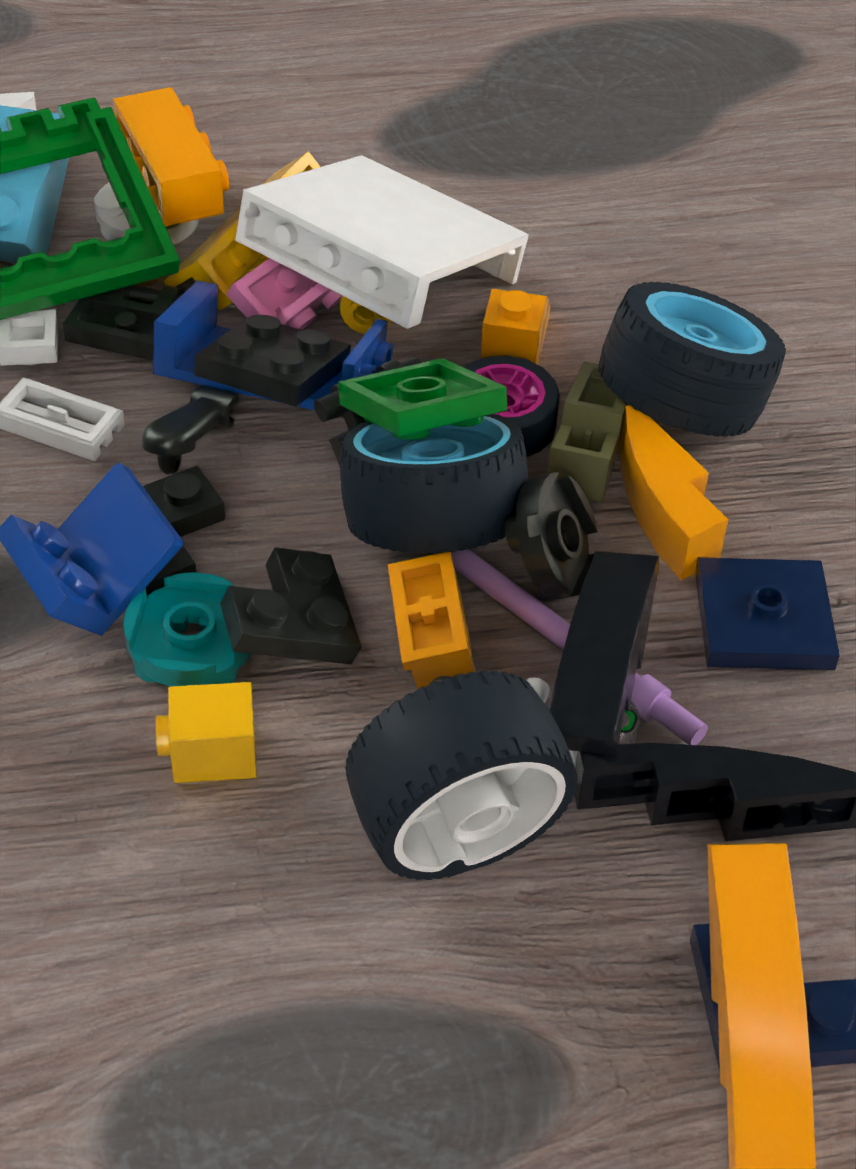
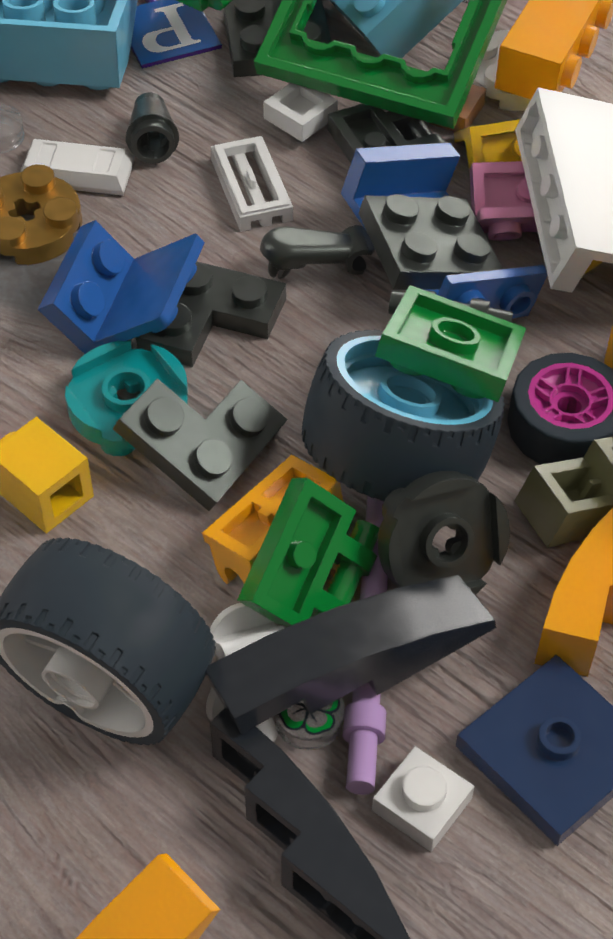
camera: 50 degrees right, 5 degrees up
(500, 616) = (300, 552): none -> green plate
(737, 710) = (422, 798): none -> white plate

